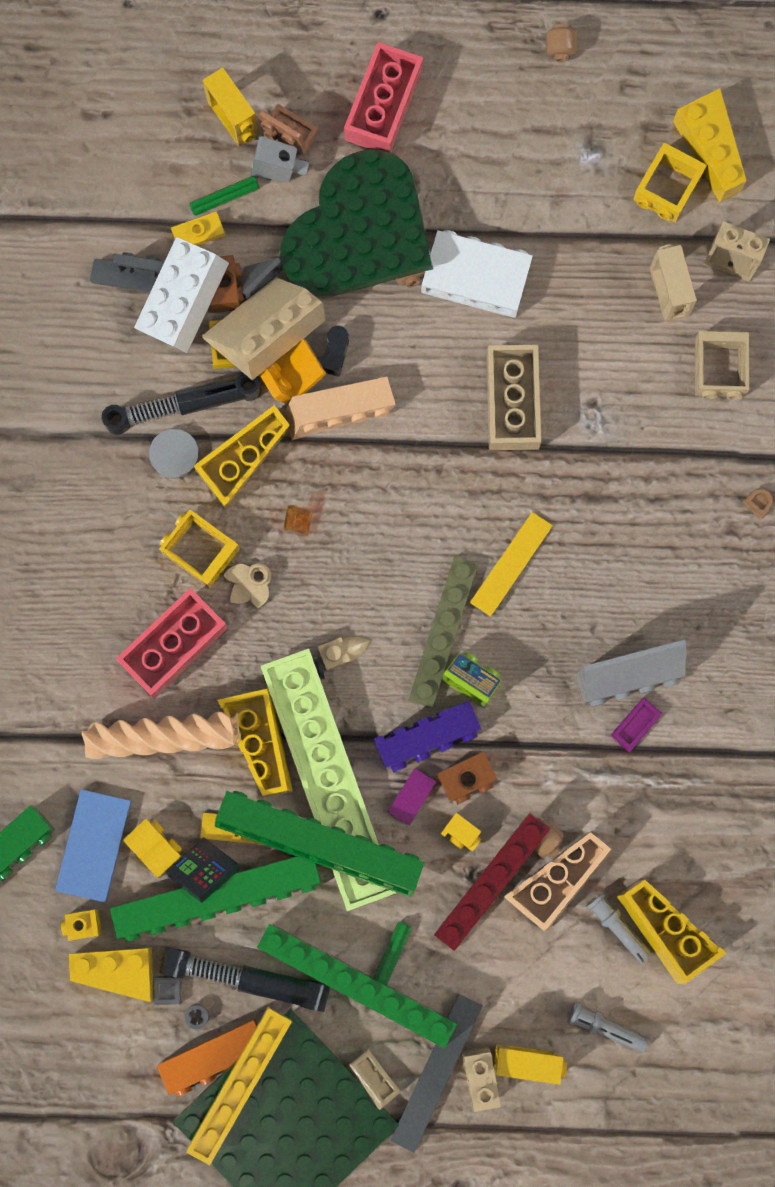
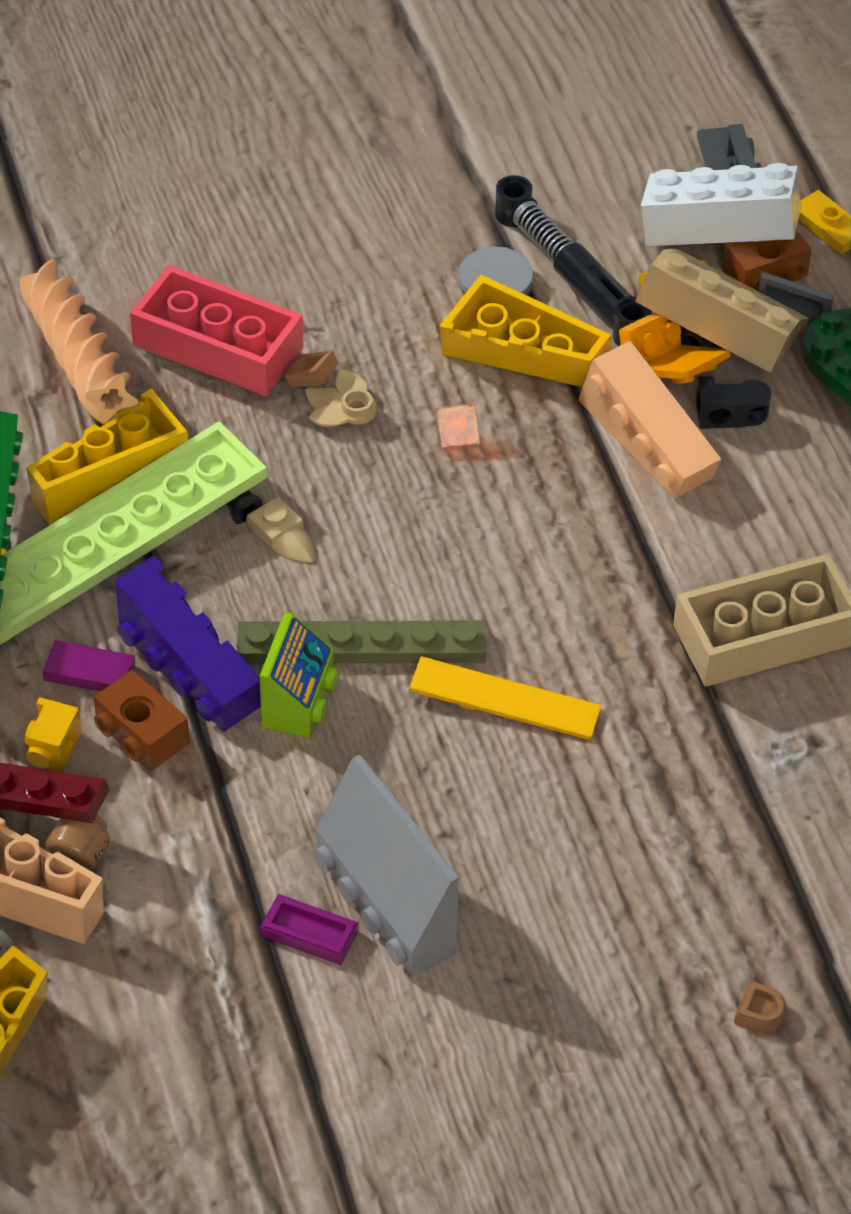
camera: 70 degrees right, 30 degrees down
(218, 565) = (360, 356): yellow window -> none
(220, 594) = (311, 369): none -> medium nougat plate

